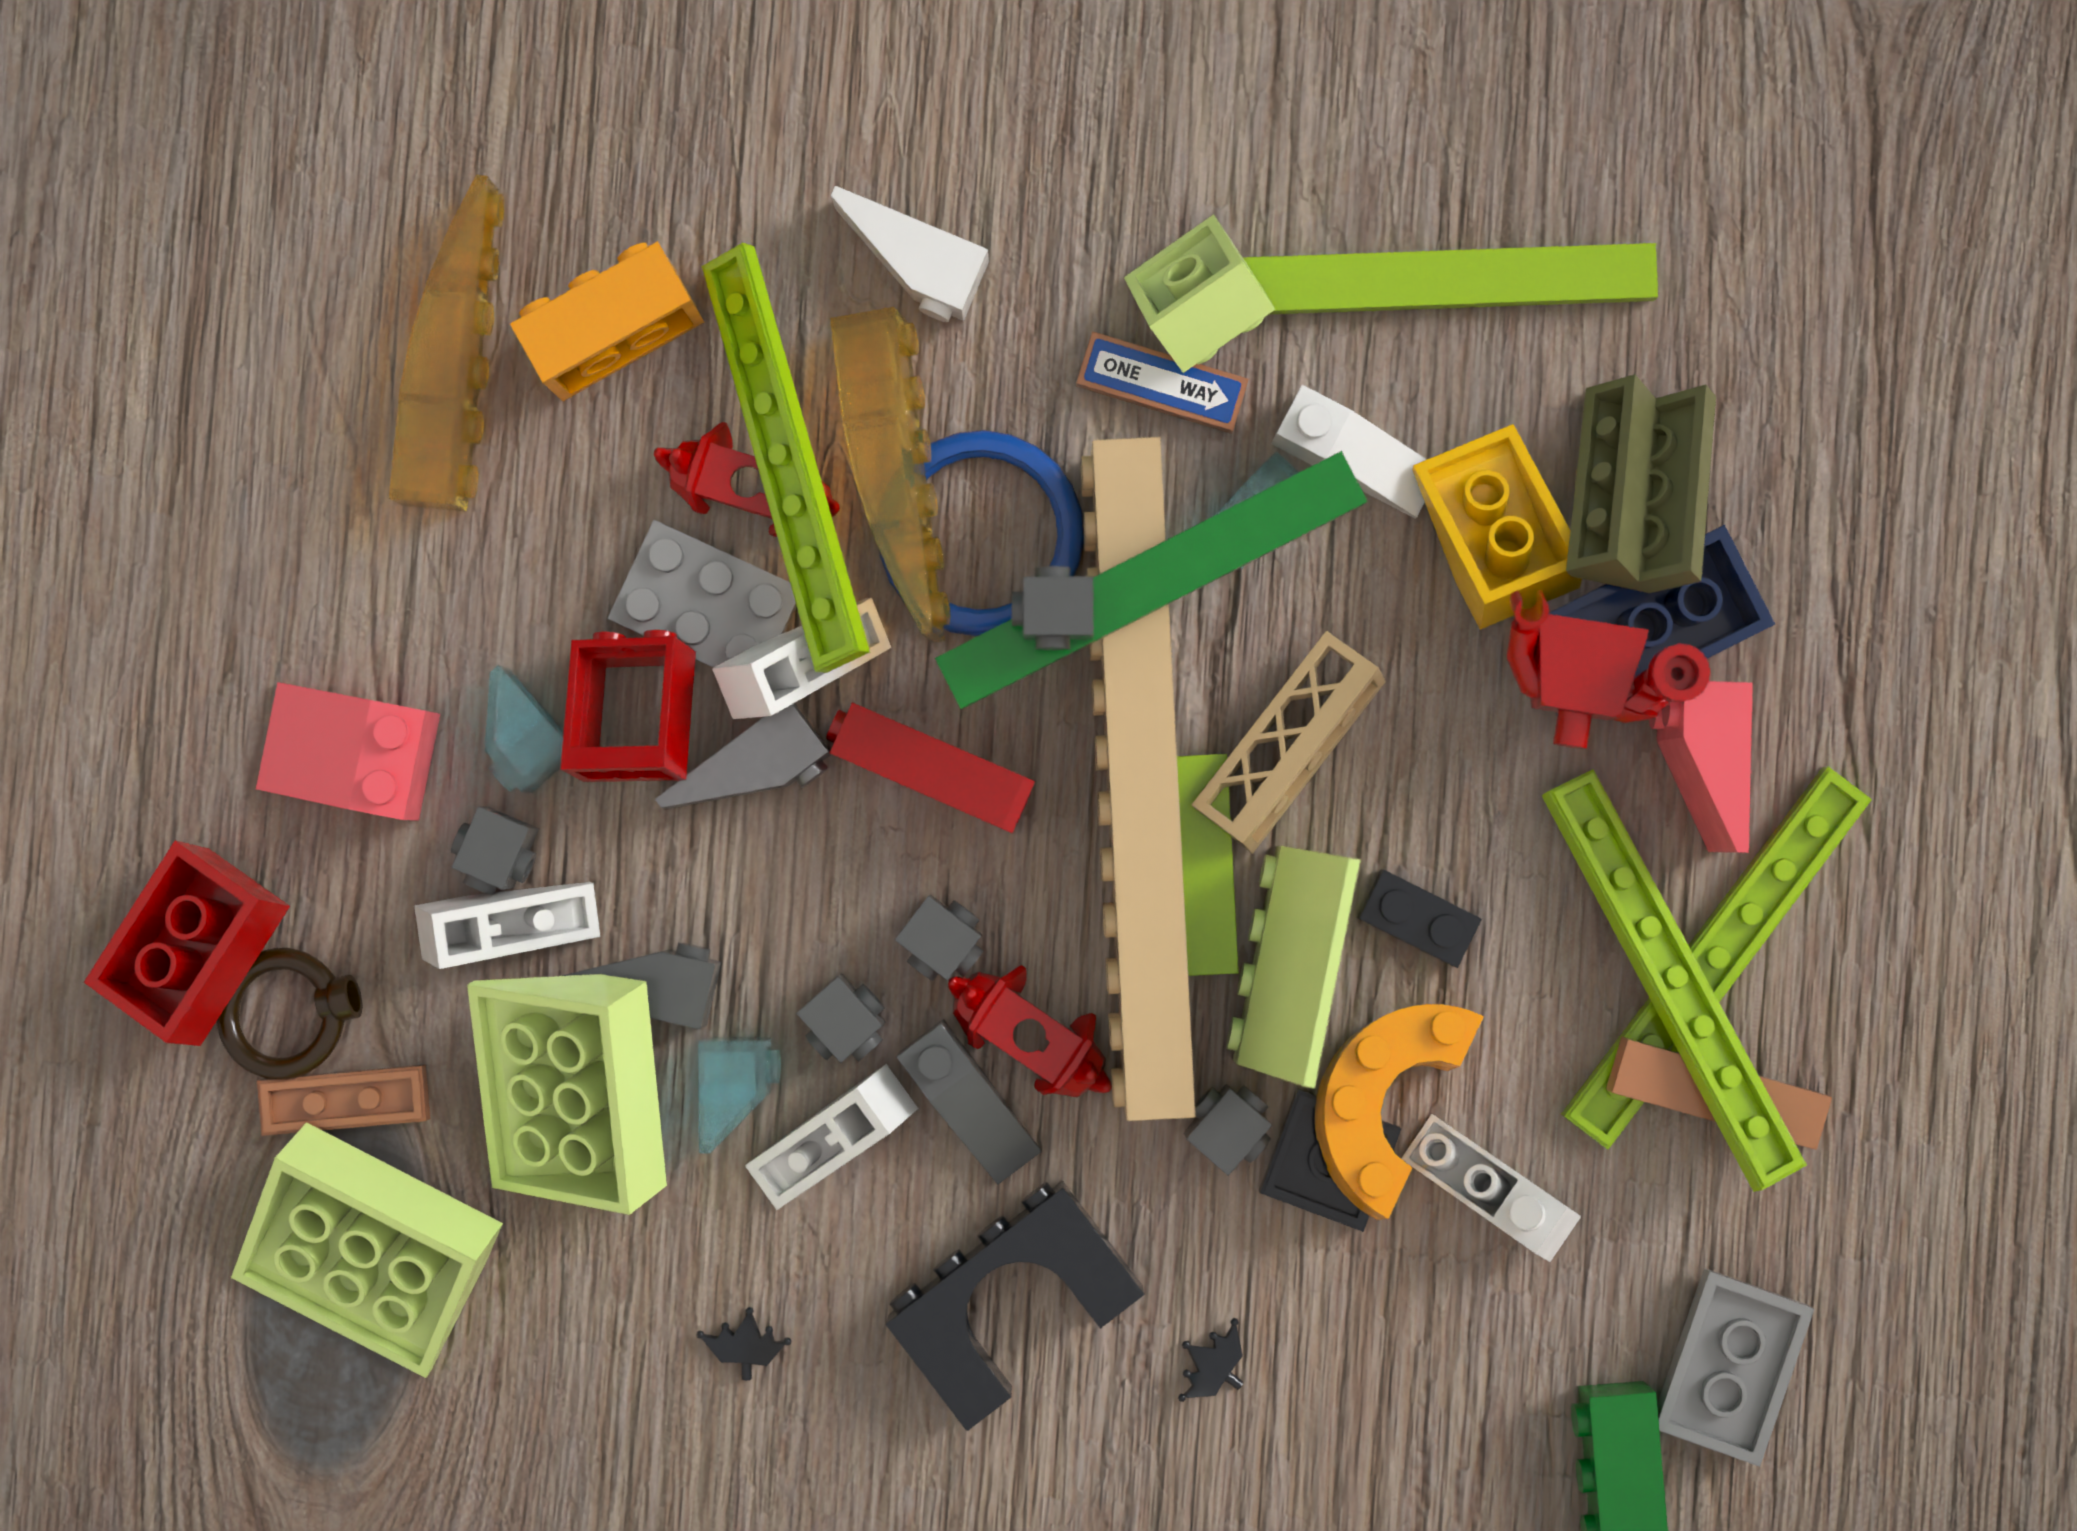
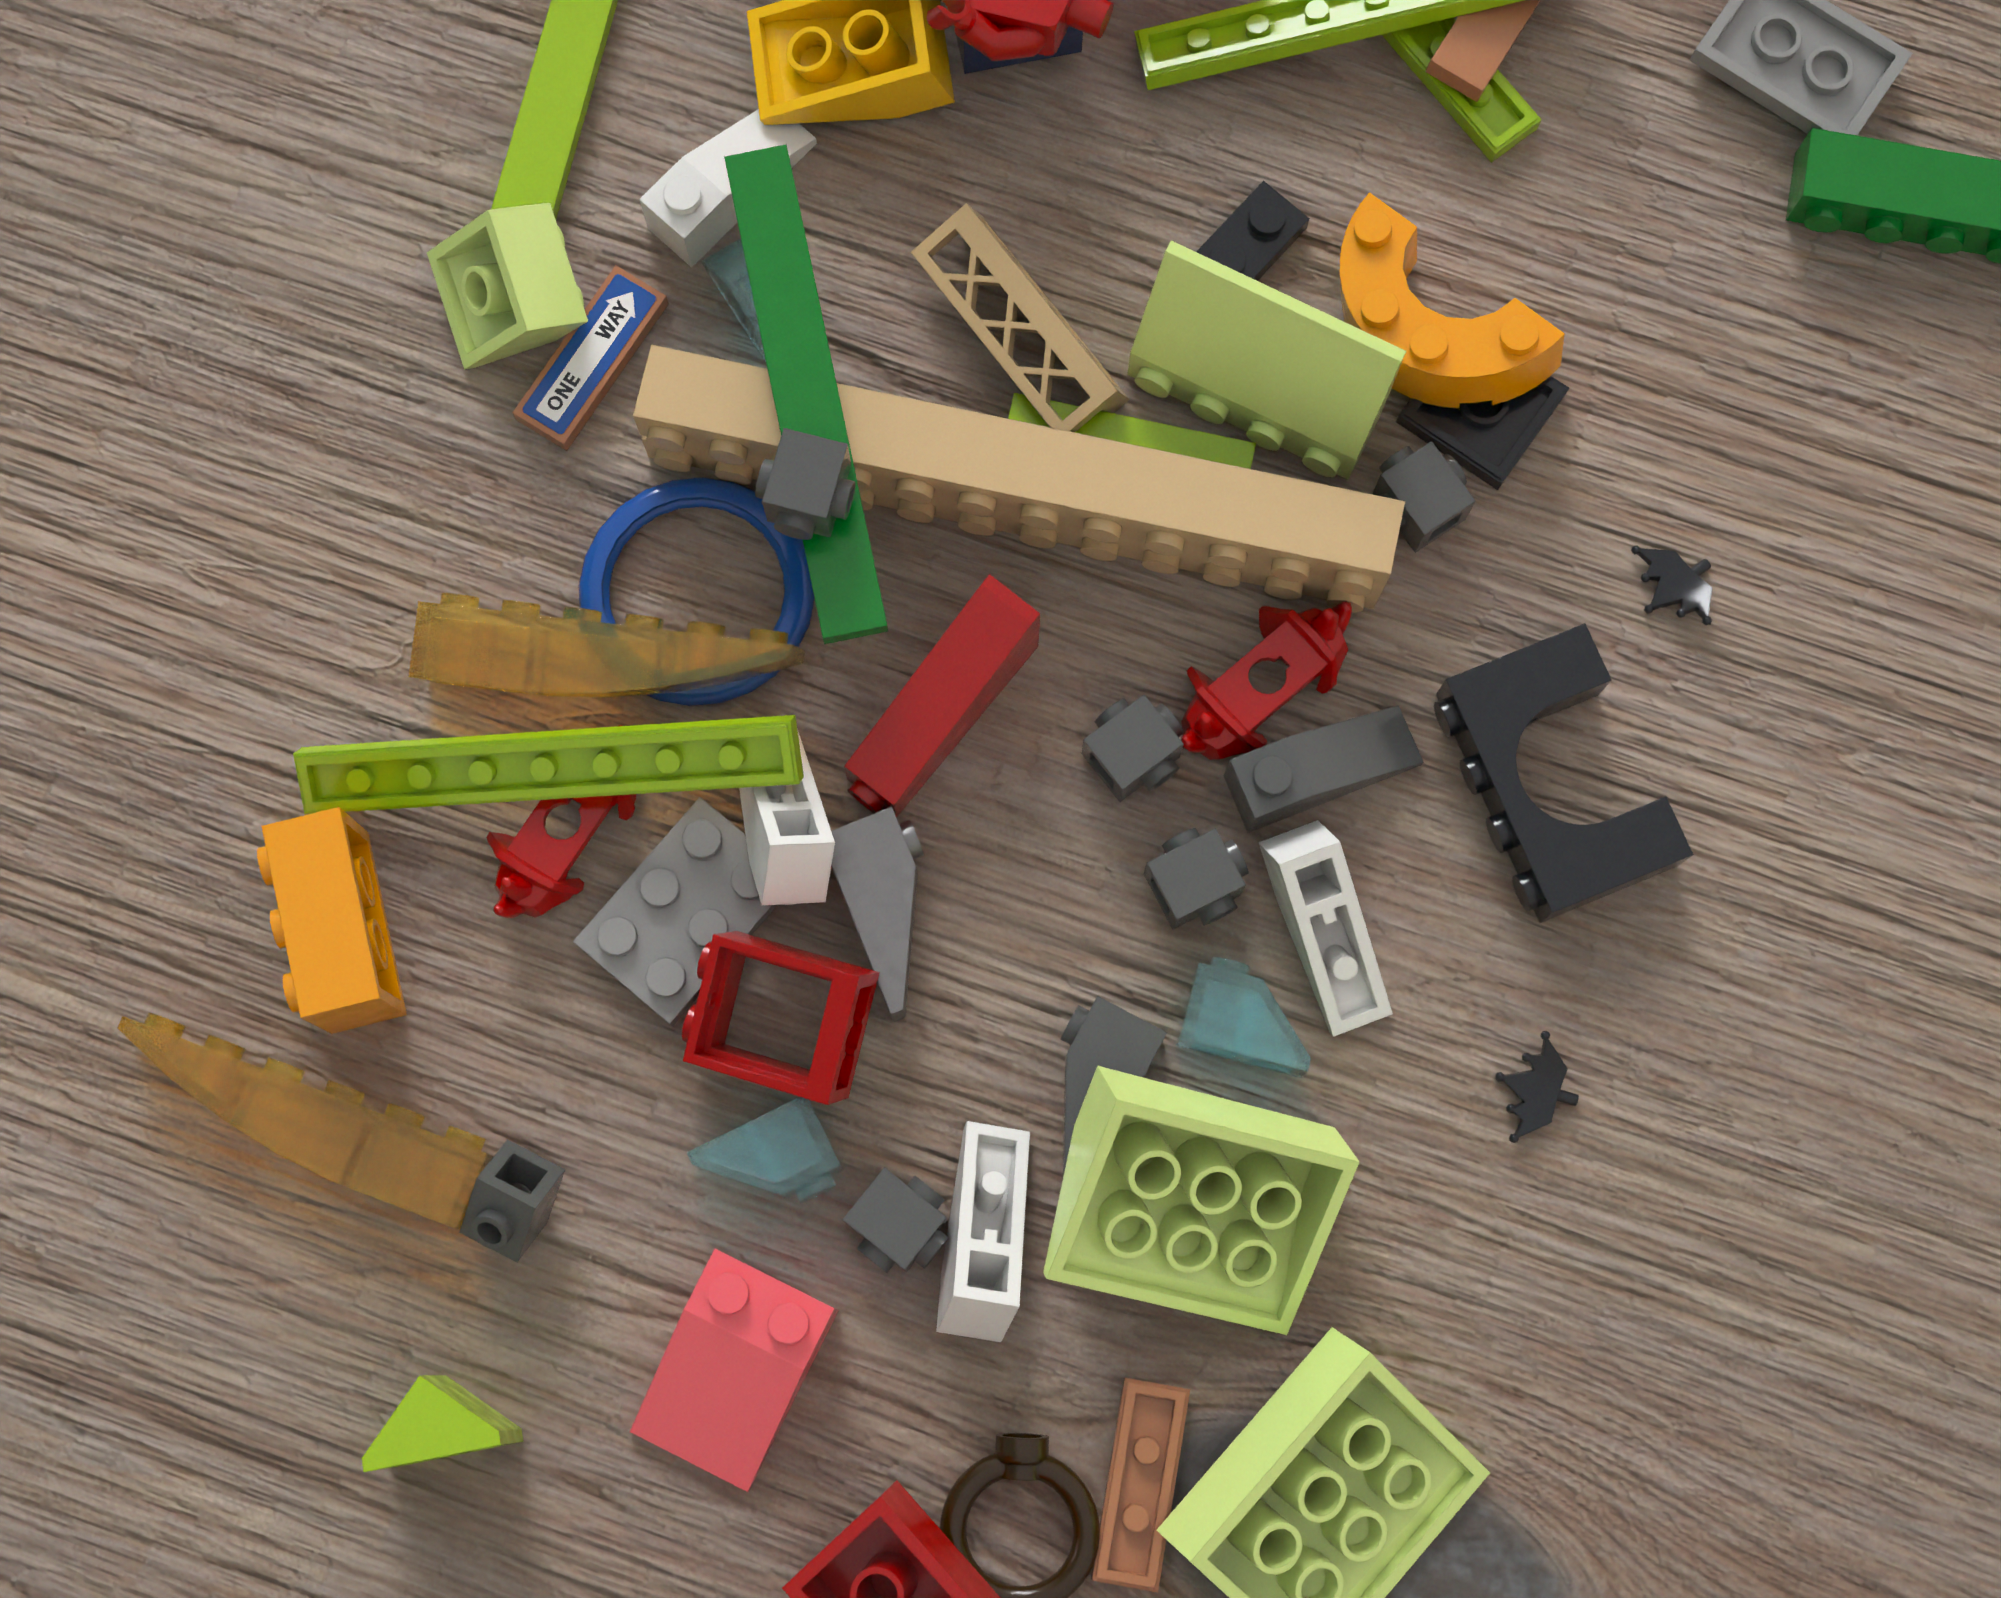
camera: 75 degrees left, 10 degrees down
(230, 538) = (436, 1423): none -> lime slope
(425, 535) = (512, 1200): none -> dark grey brick
(926, 261) = (371, 572): white slope -> none
(1491, 1188) = (1556, 240): white slope -> none

